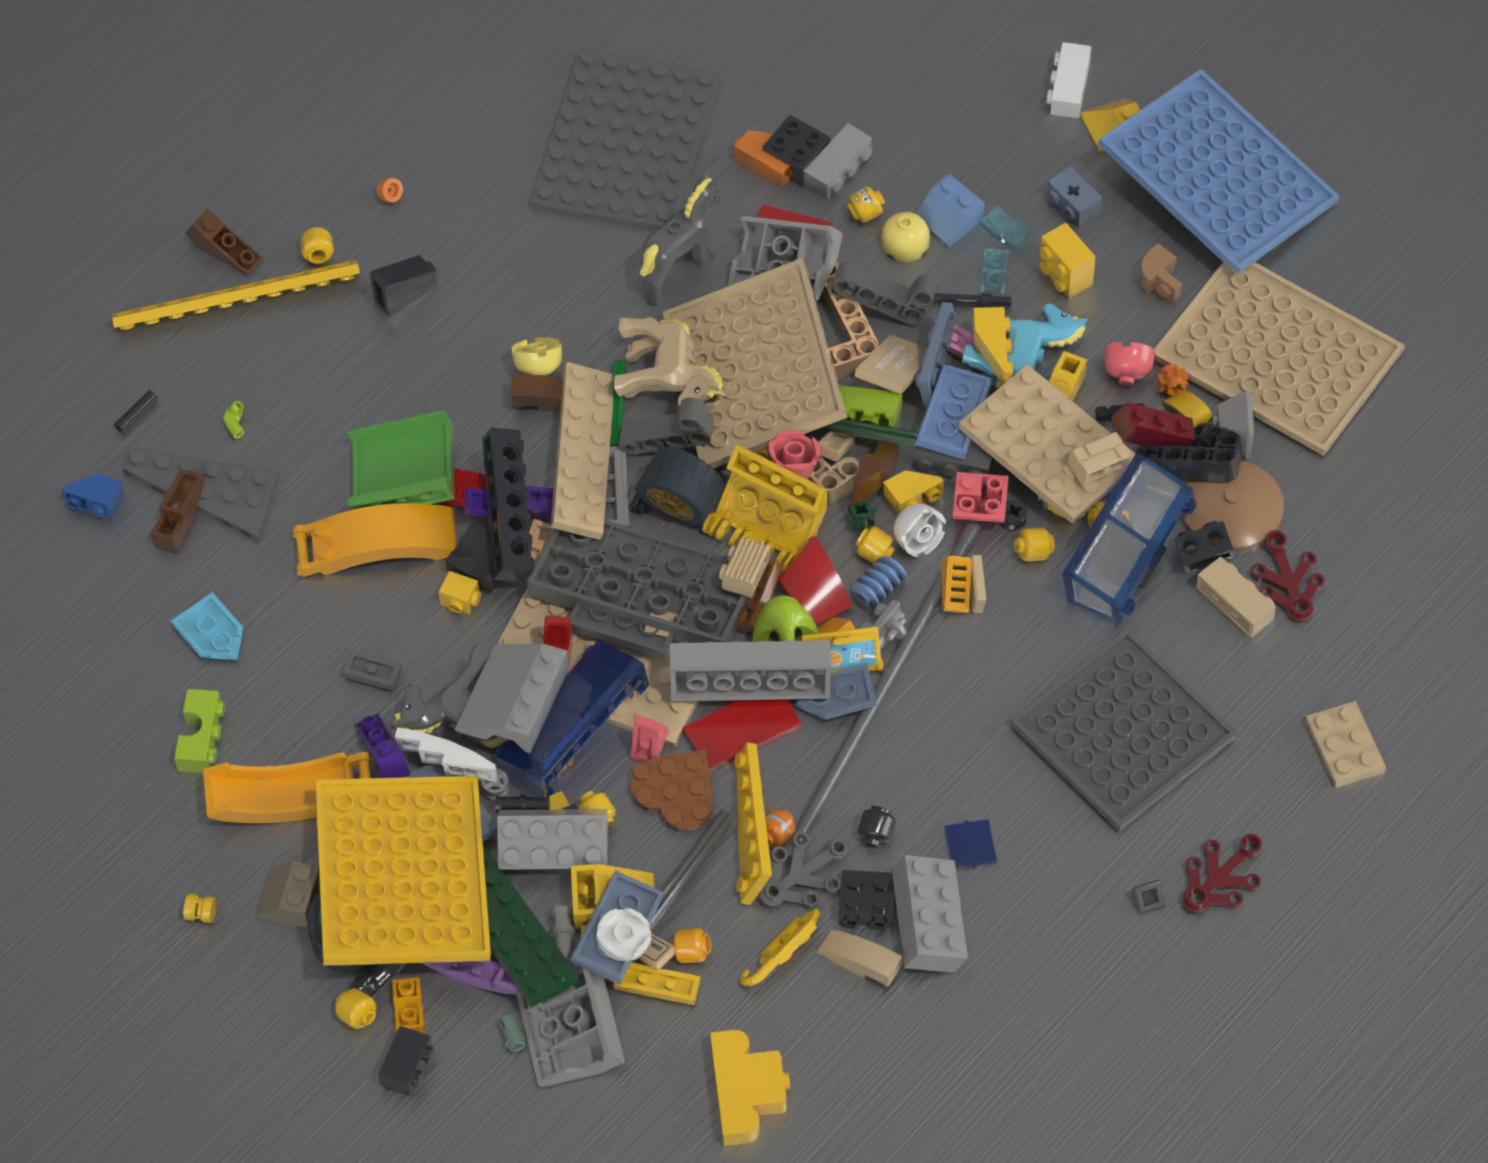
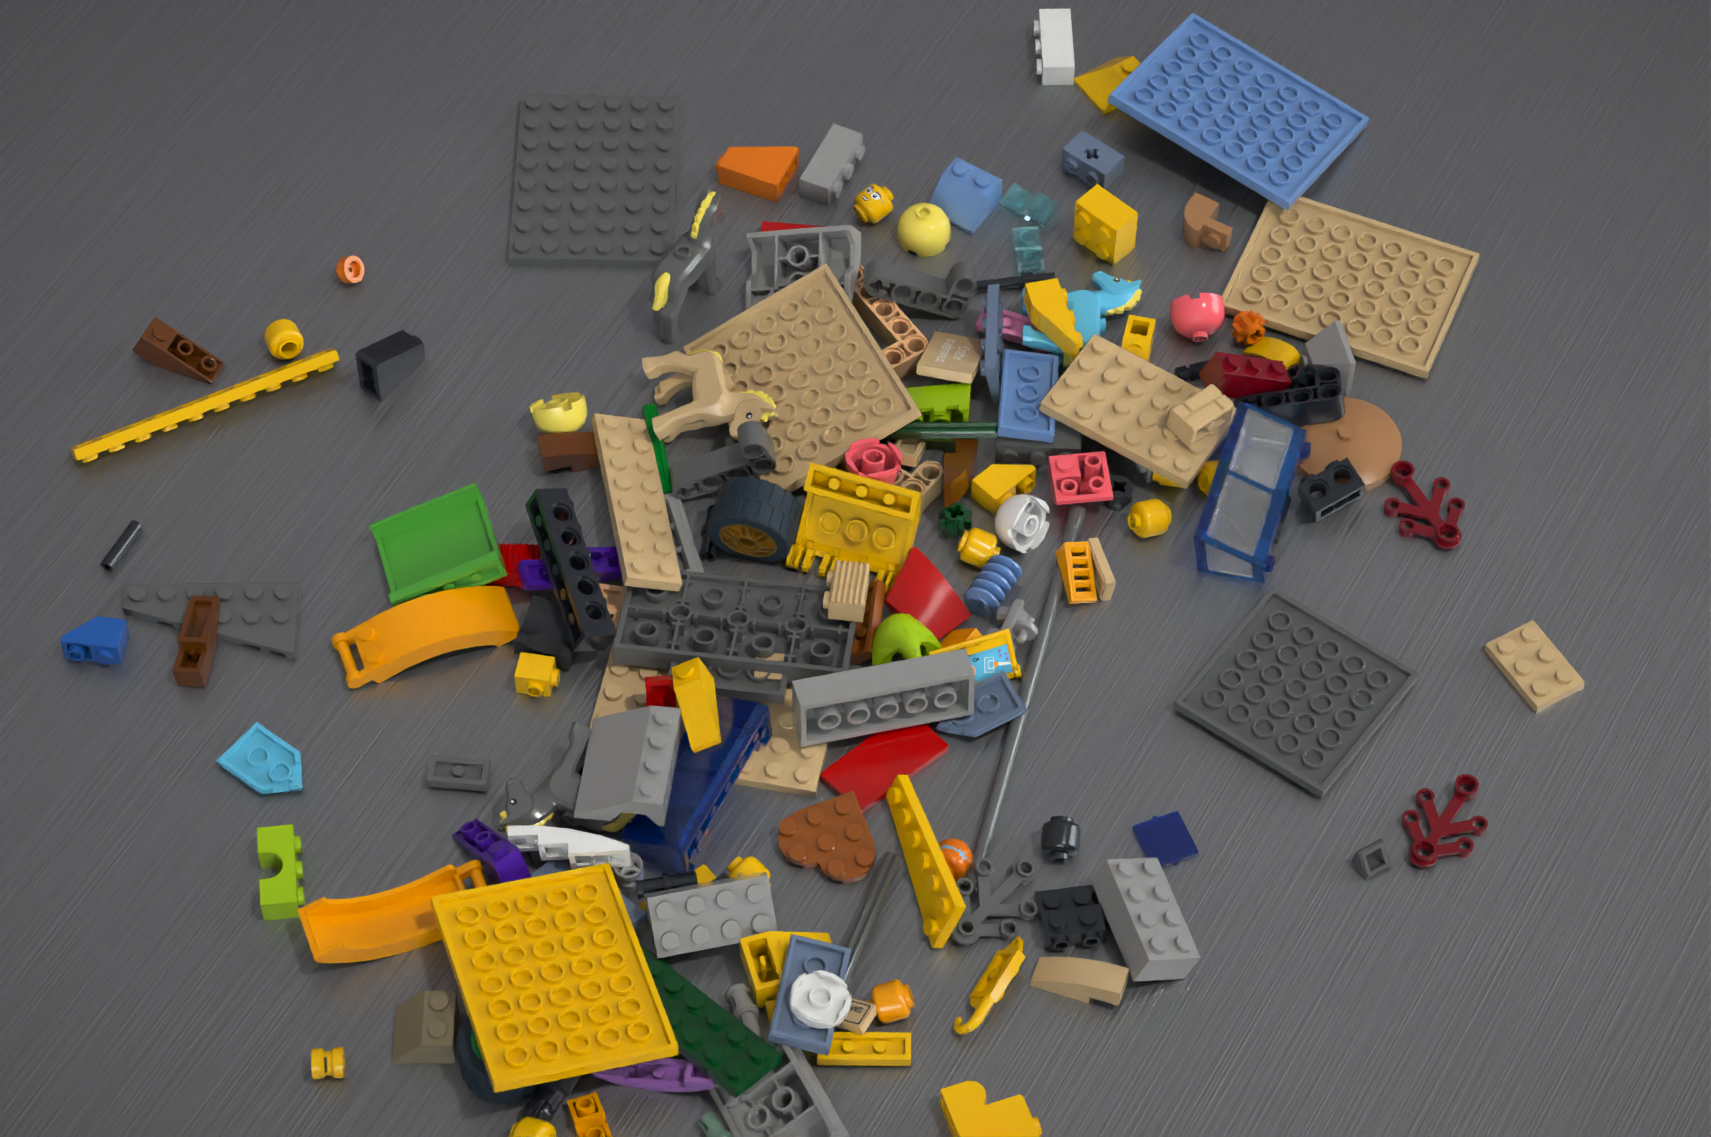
camera: 15 degrees left, 5 degrees down
(232, 418) = (233, 535): lime arm -> none
(585, 647) = (698, 703): none -> yellow slope
(647, 739) = (786, 790): coral slope -> none
(796, 145) = (784, 154): black bracket -> none
(1236, 596) = (1377, 535): tan brick -> none

